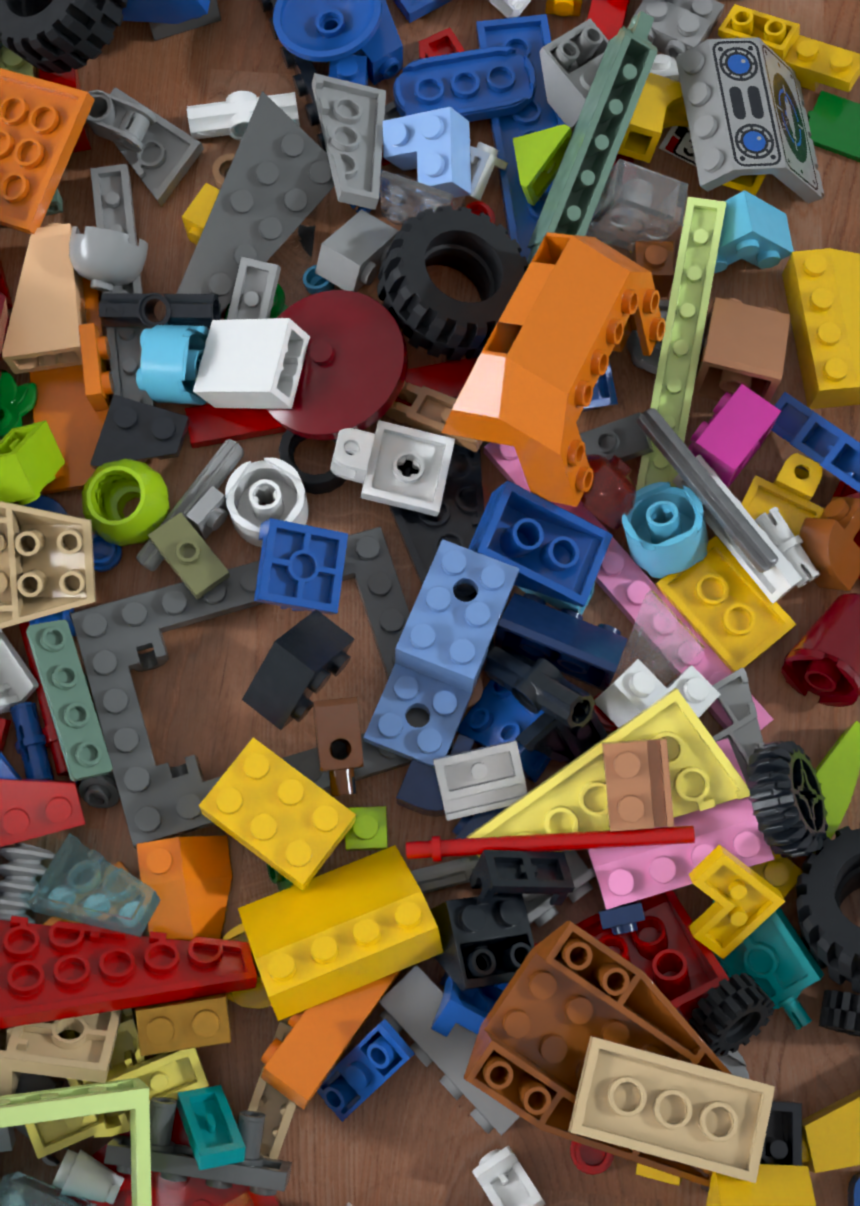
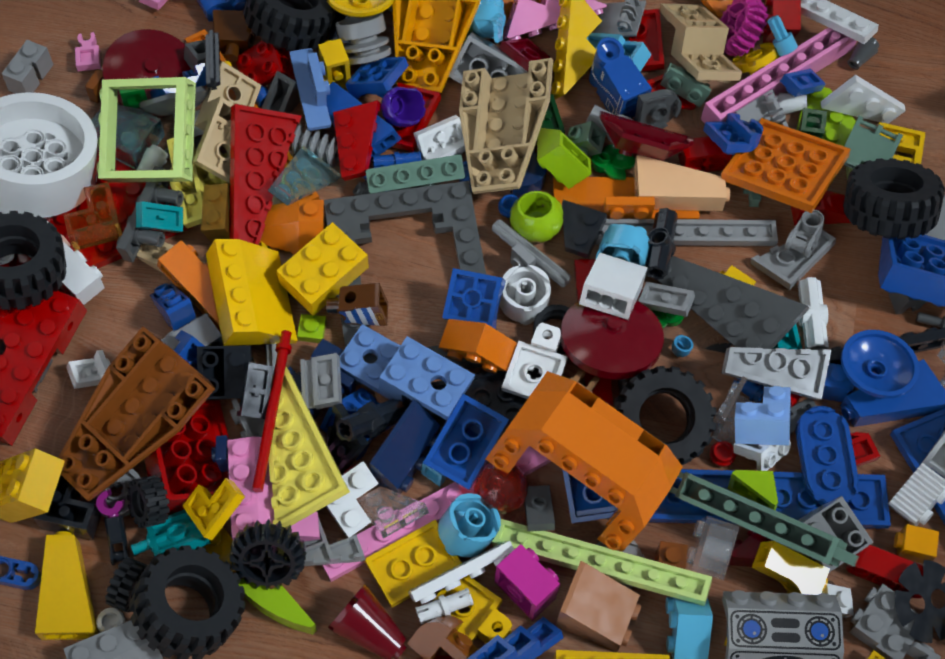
camera: 95 degrees right, 10 degrees down
(106, 257) = (701, 216): light grey cylinder -> none
(189, 555) = (493, 243): olive plate -> none
(297, 667) = (412, 288): black brick -> none
(355, 252) = (698, 360): light grey piece -> none
(381, 546) = (477, 344): none -> orange brick
(637, 784) = (294, 459): nougat plate -> none
(672, 1109) = (98, 434): tan plate -> none
(707, 490) = (485, 546): flat silver axle -> none
(777, 1060) = (114, 526): none -> black piece

